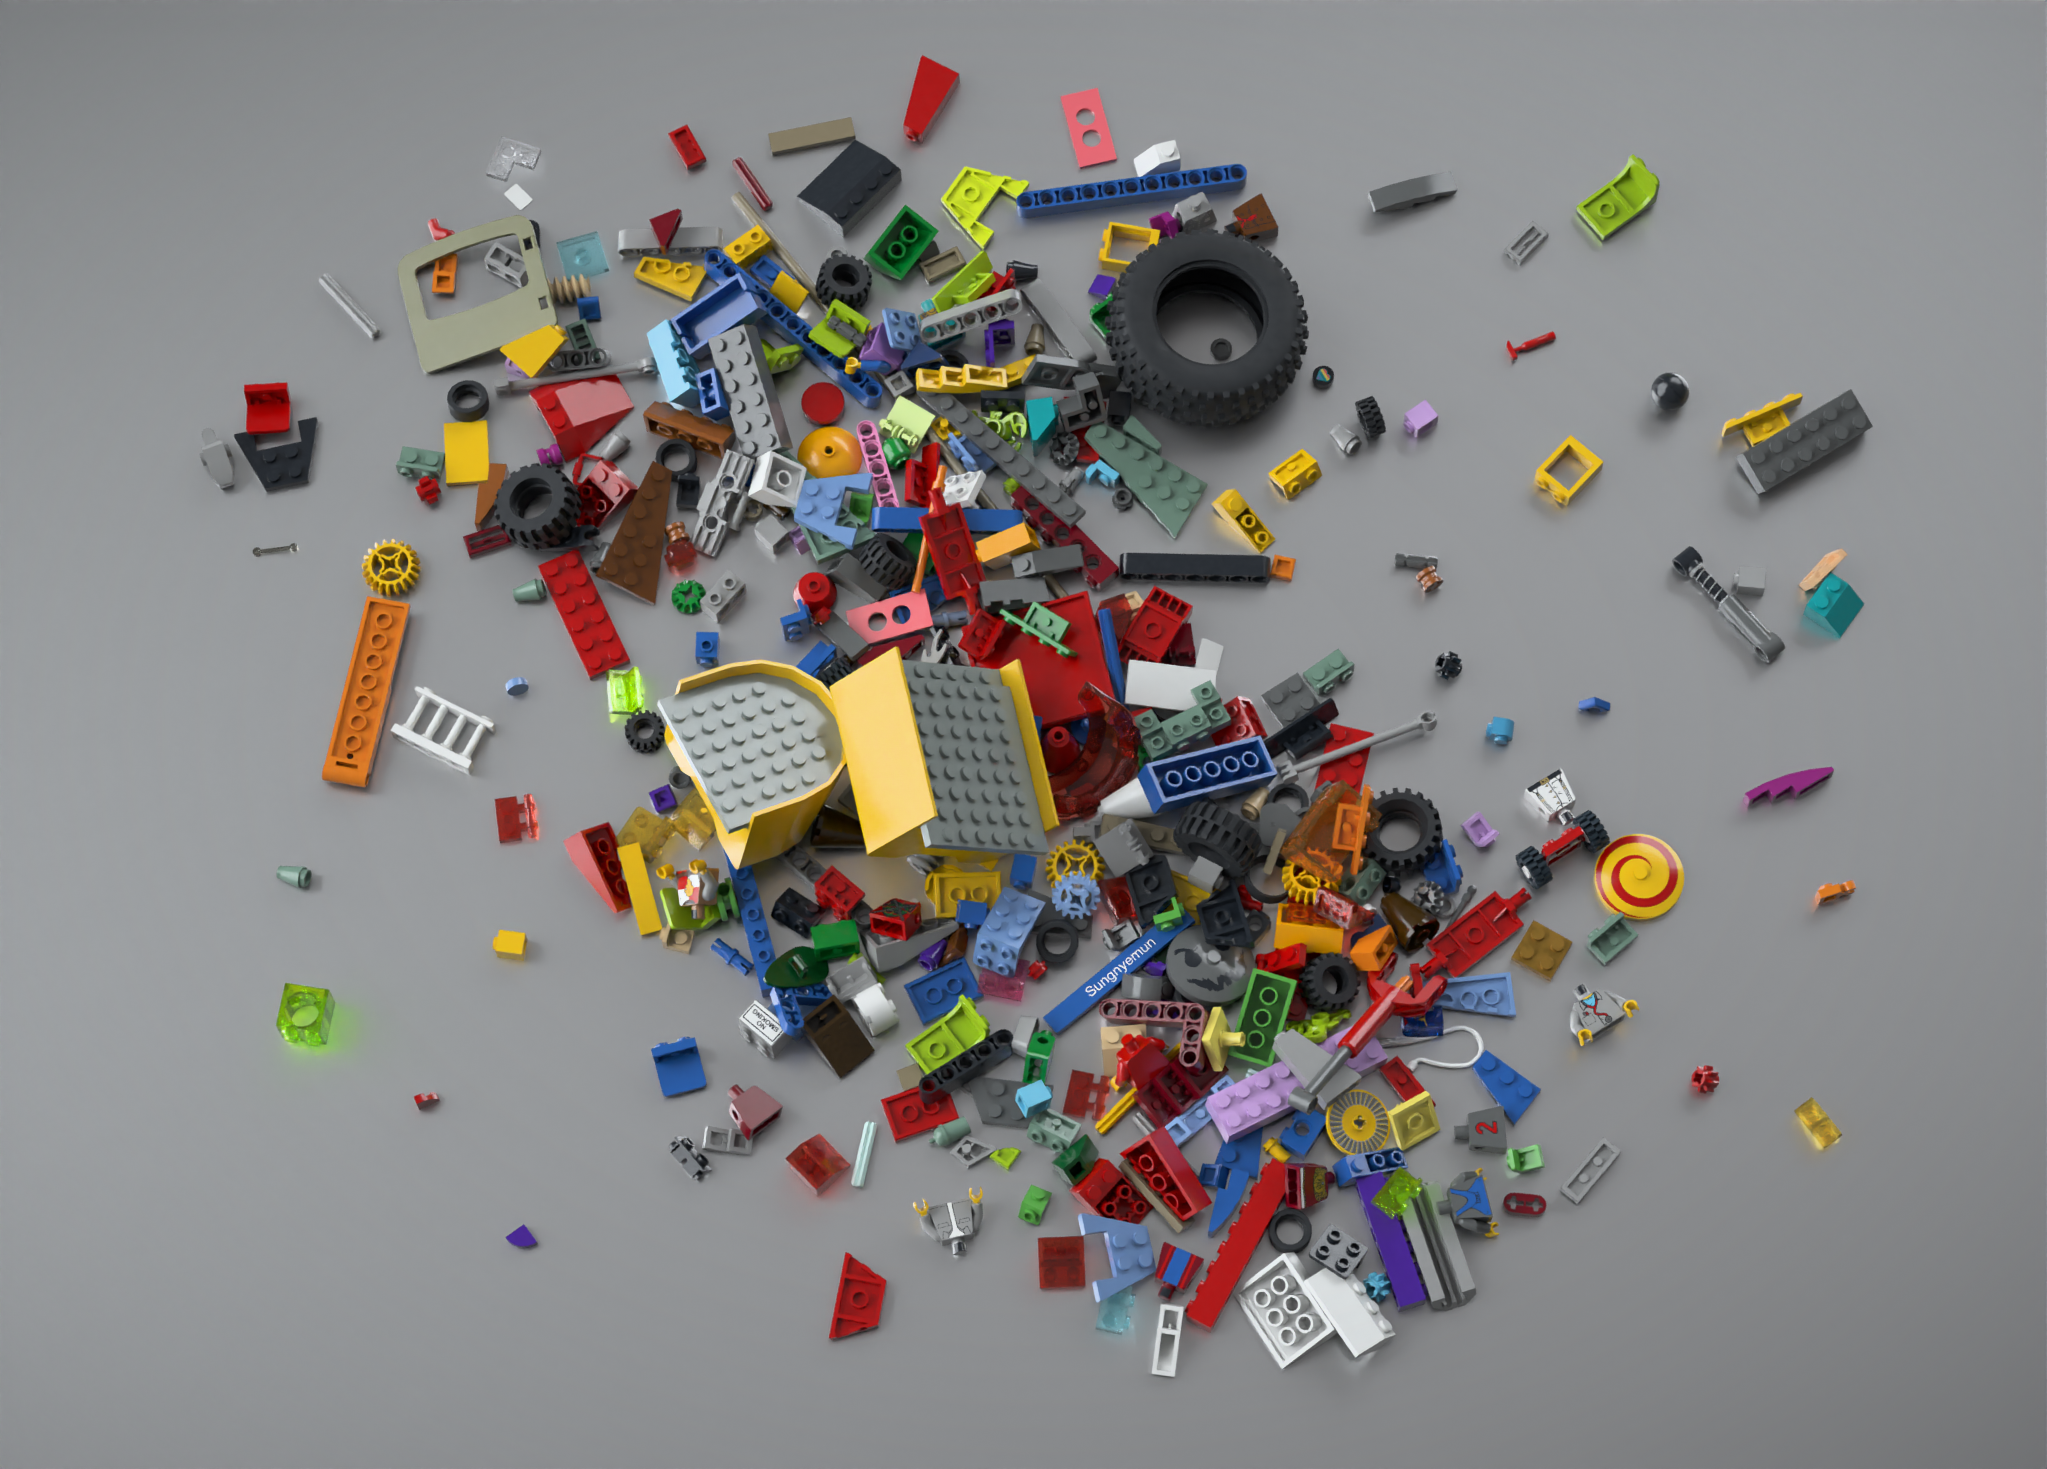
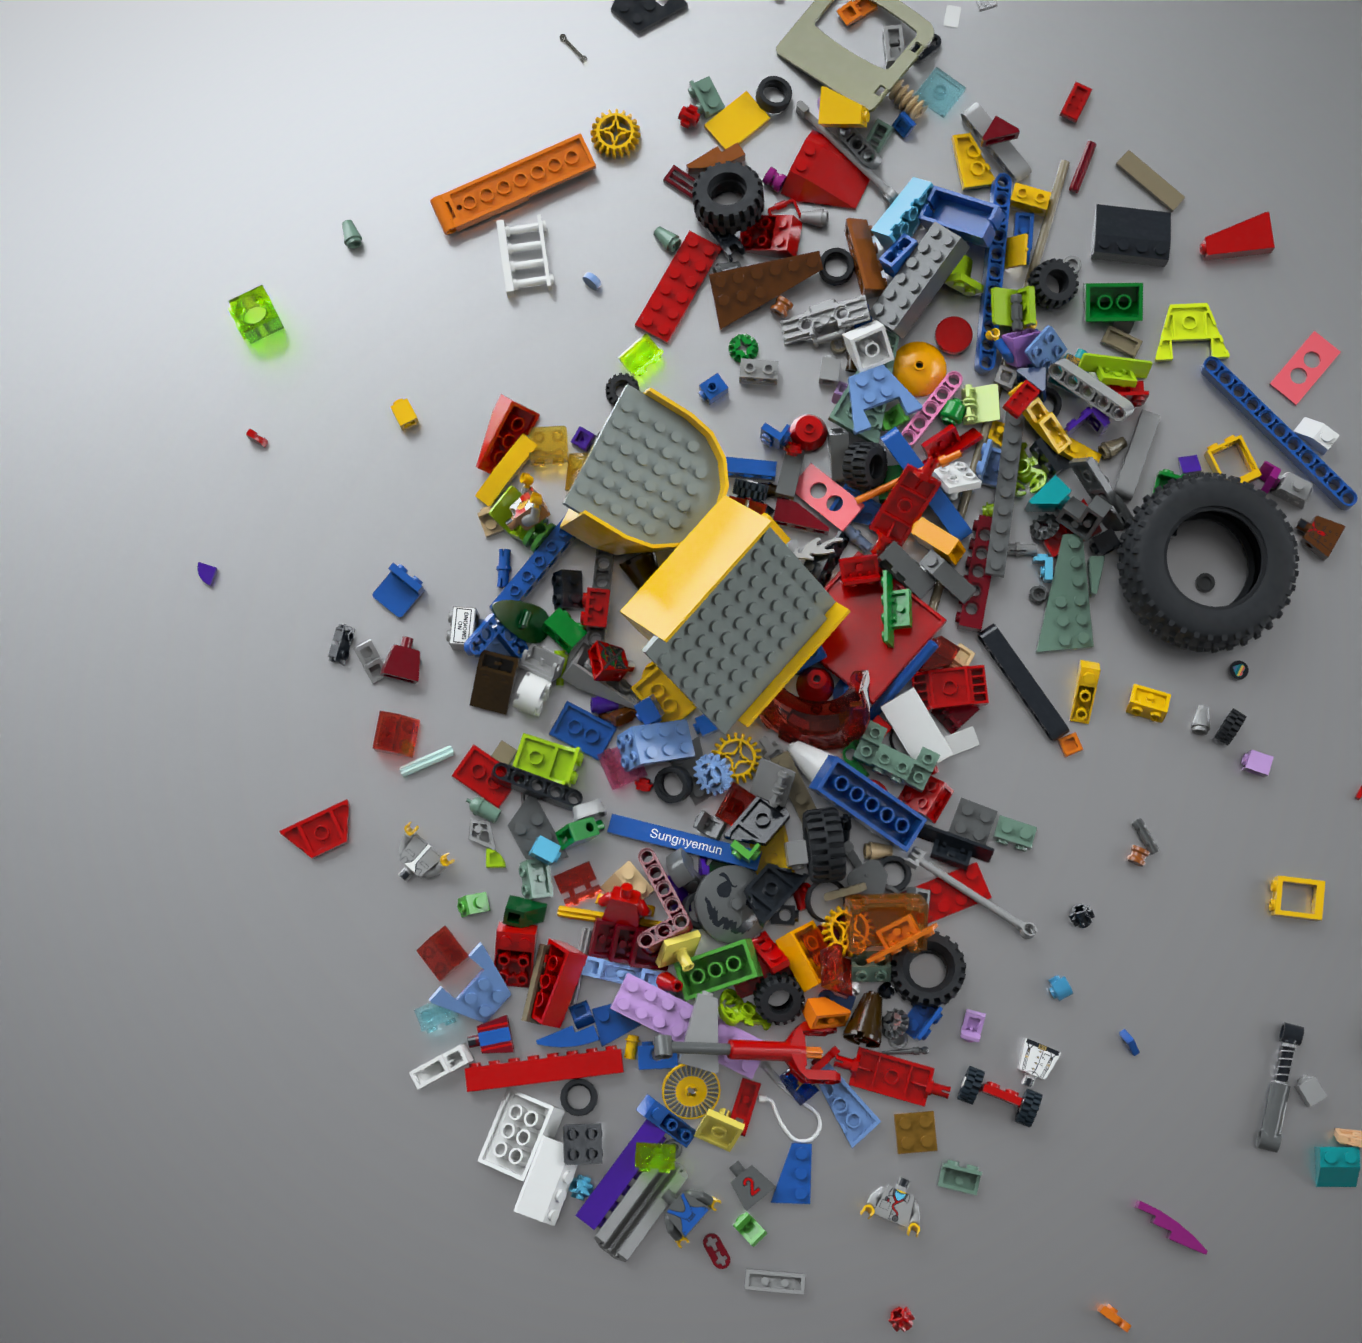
camera: 55 degrees right, 10 degrees up
(509, 820) = (494, 346): clear red plate -> none
(680, 555) = (767, 320): clear red head -> none
(688, 490) = (819, 291): black bracket -> none
(933, 381) = (1021, 399): none -> red plate
(1022, 269) = (1158, 399): black cone -> none
(1242, 1070) = (668, 982): none -> red cone
(1306, 1184) = (618, 1086): dark red torso -> none
(1639, 877) = (1021, 1165): yellow dish -> none

